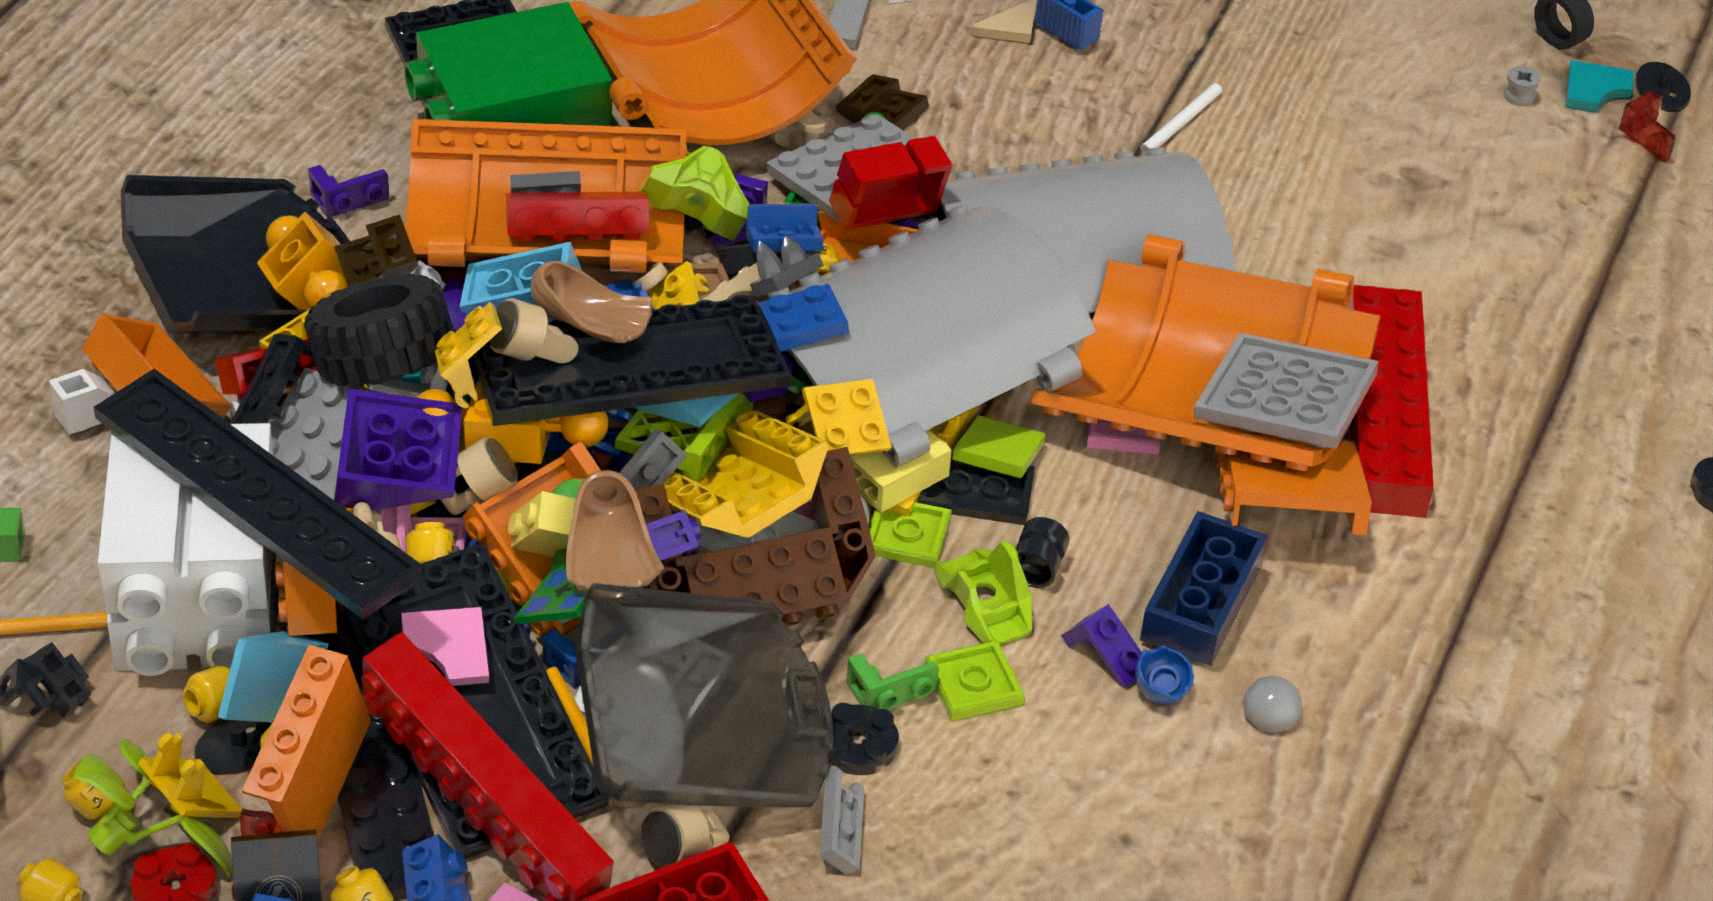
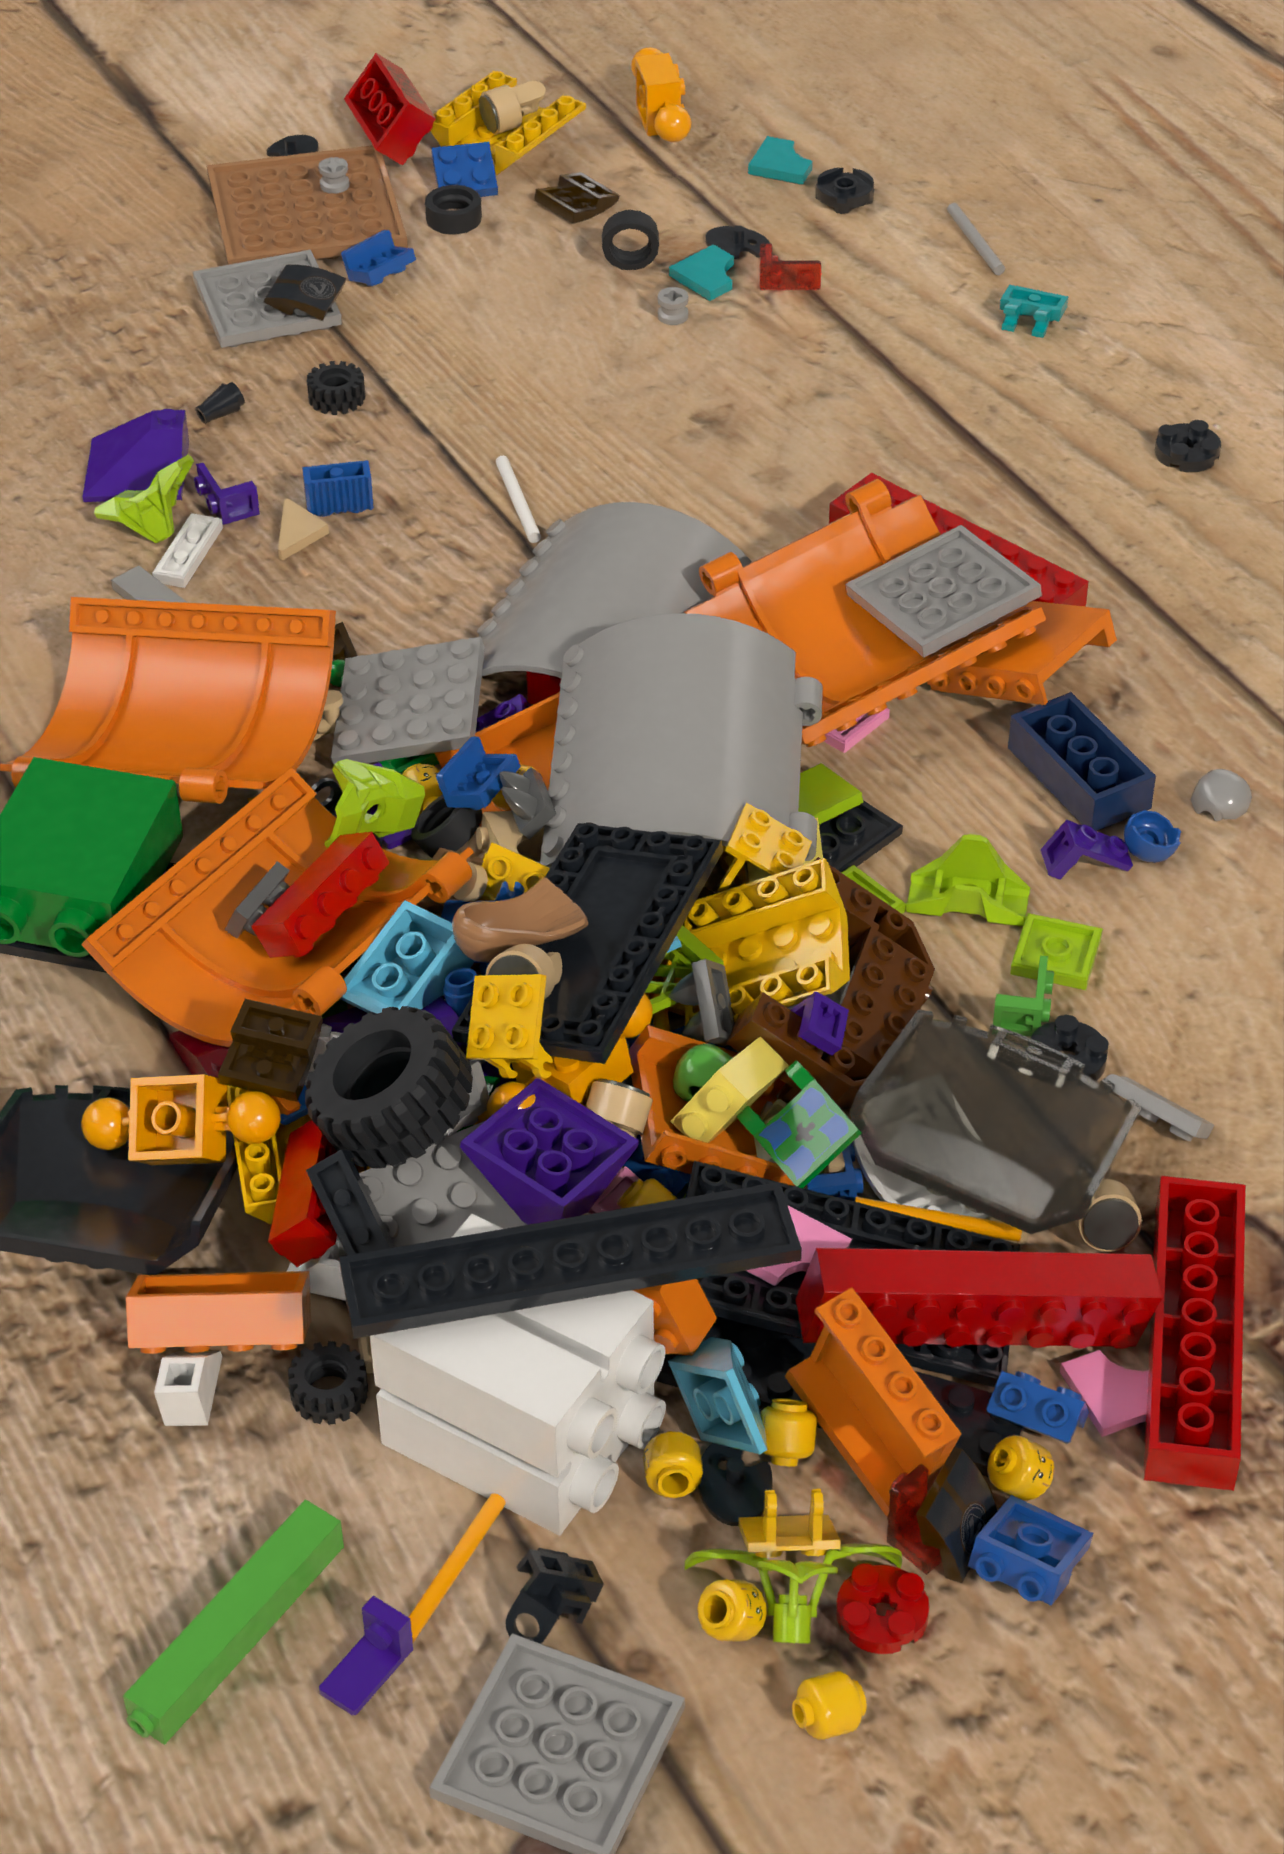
camera: 50 degrees left, 0 degrees up
(348, 195) = (69, 1069): dark purple bracket -> none
(609, 535) = (804, 1055): medium nougat hair -> none
(804, 317) = (645, 799): blue plate -> none
(890, 182) = (492, 677): red piece -> none
(1041, 550) = (950, 823): black wheel -> none

